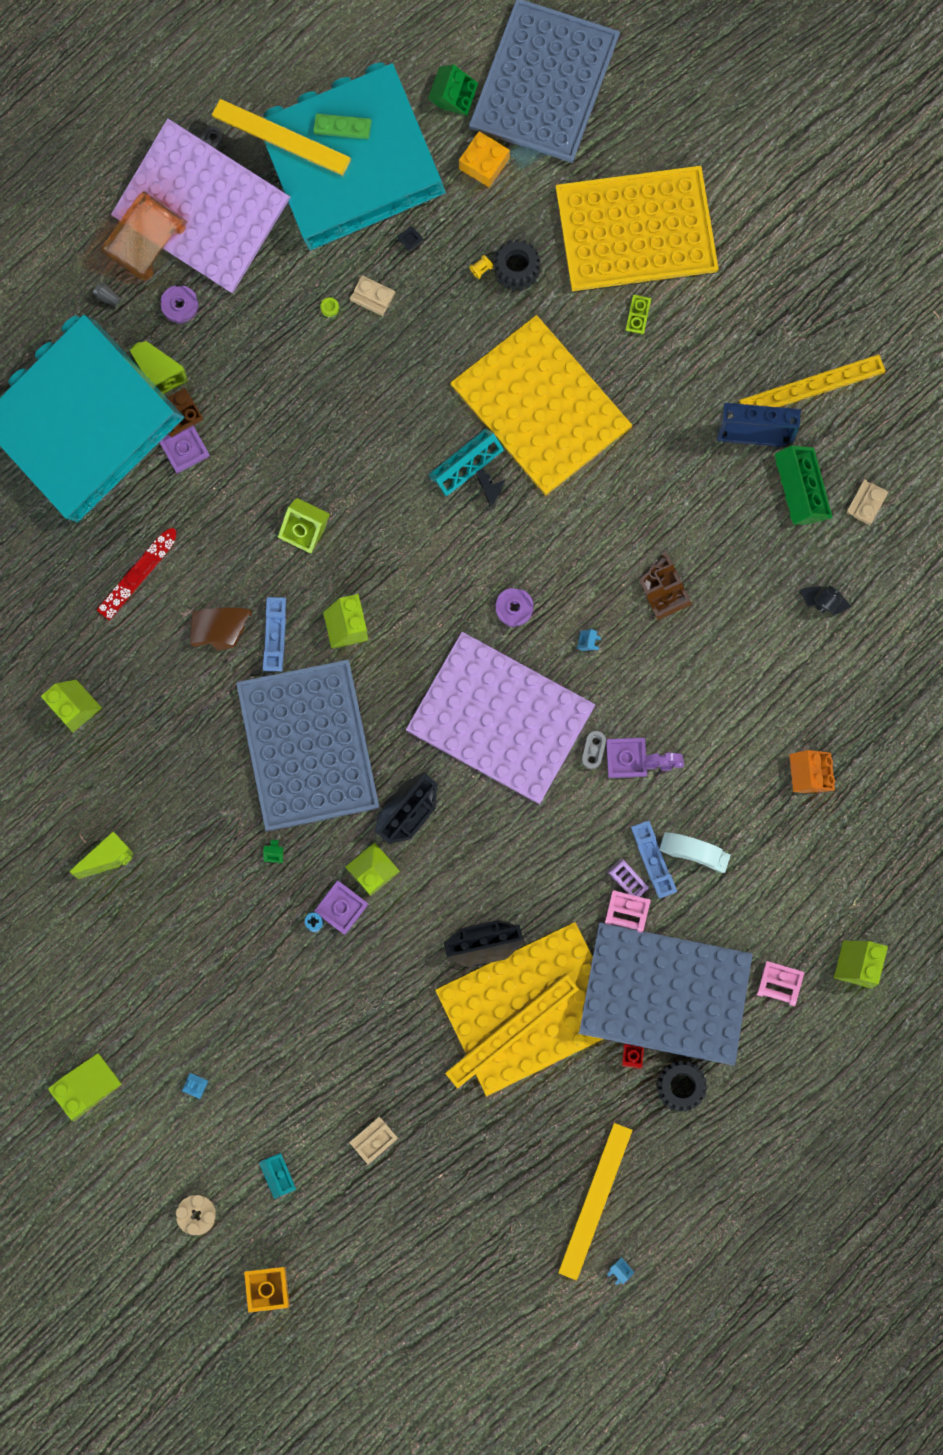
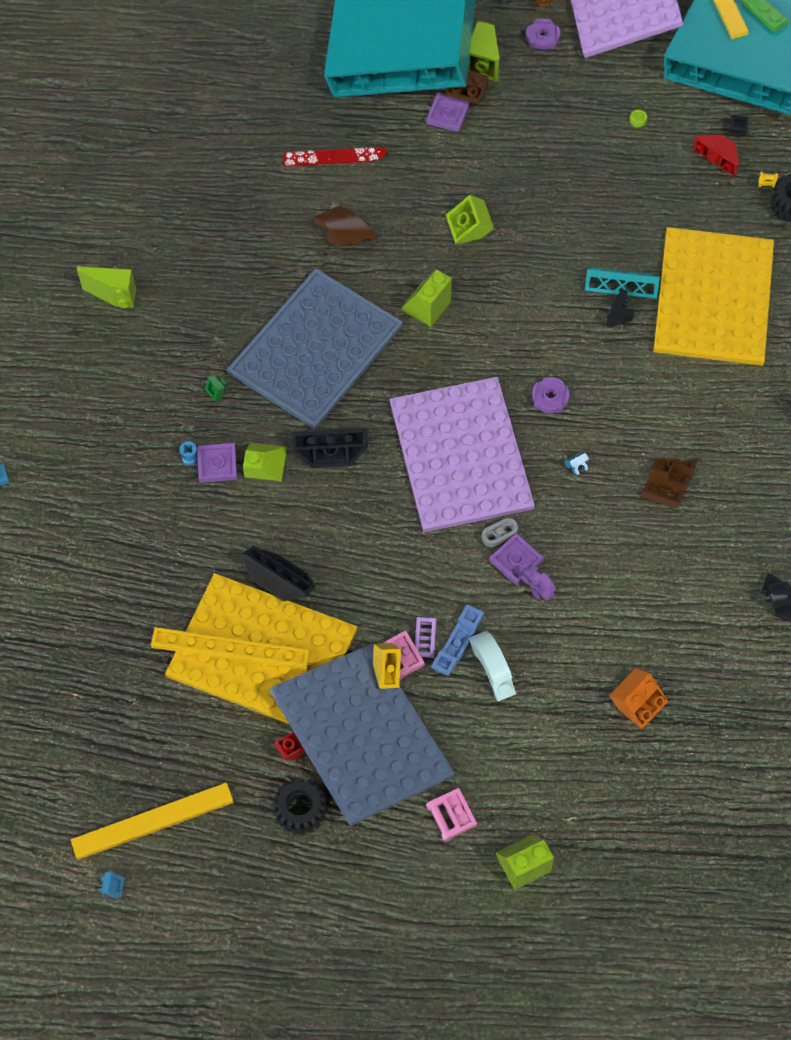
camera: 50 degrees right, 15 degrees down
(71, 703) = (200, 182): lime slope -> none
(275, 634) = (376, 266): medium blue slope -> none
(372, 295) = (674, 136): tan plate -> none
(373, 1140) = (60, 624): tan plate -> none
(421, 278) = (718, 151): none -> red slope
(631, 929) = (387, 664): none -> yellow slope

